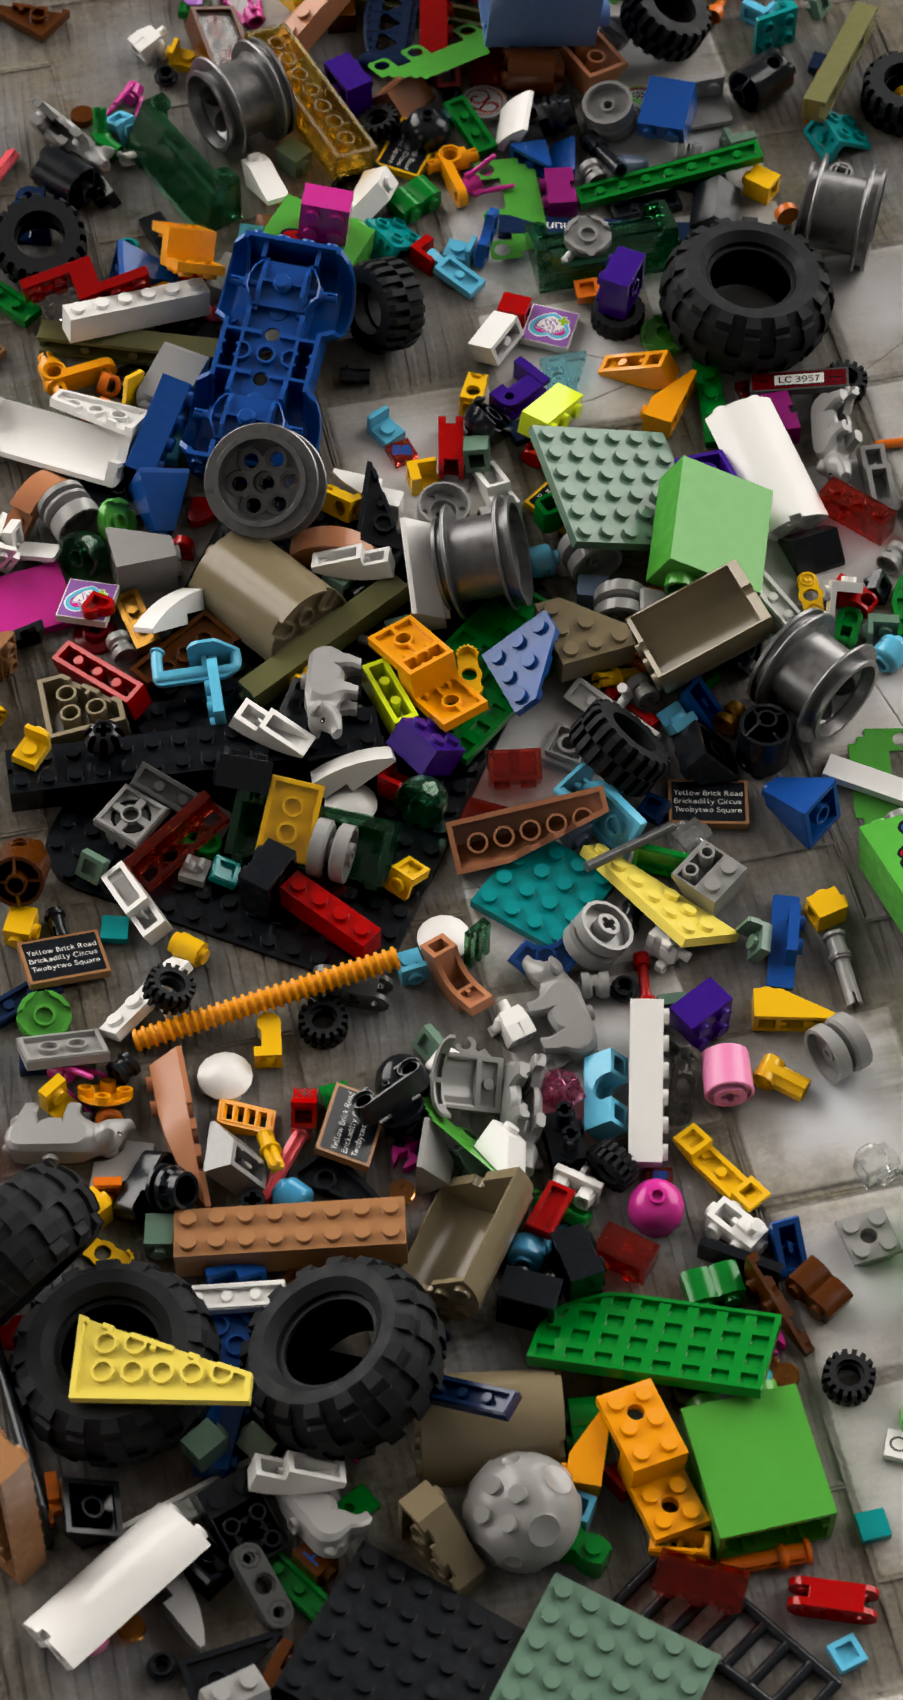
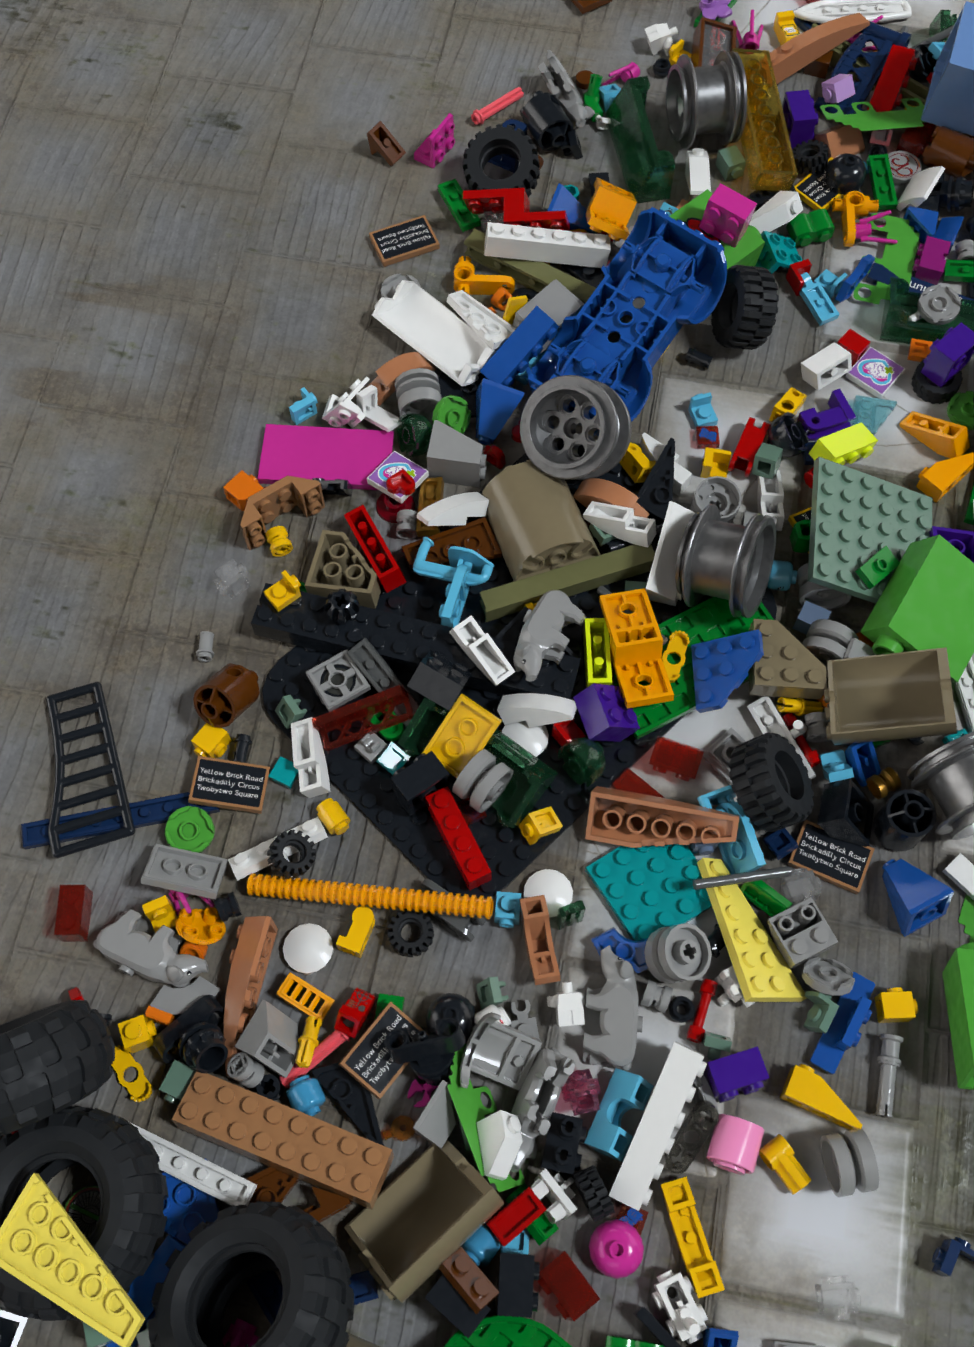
camera: 25 degrees right, 10 degrees up
(223, 1191) = (245, 1070): none -> light grey wheel
(234, 1273) = (227, 1156): blue slope -> none
(379, 39) = (838, 88): none -> lavender brick
(530, 1263) = (468, 1280): none -> reddish brown plate
(636, 512) = (877, 567): none -> green plate
(752, 904) = (828, 977): none -> light grey tile

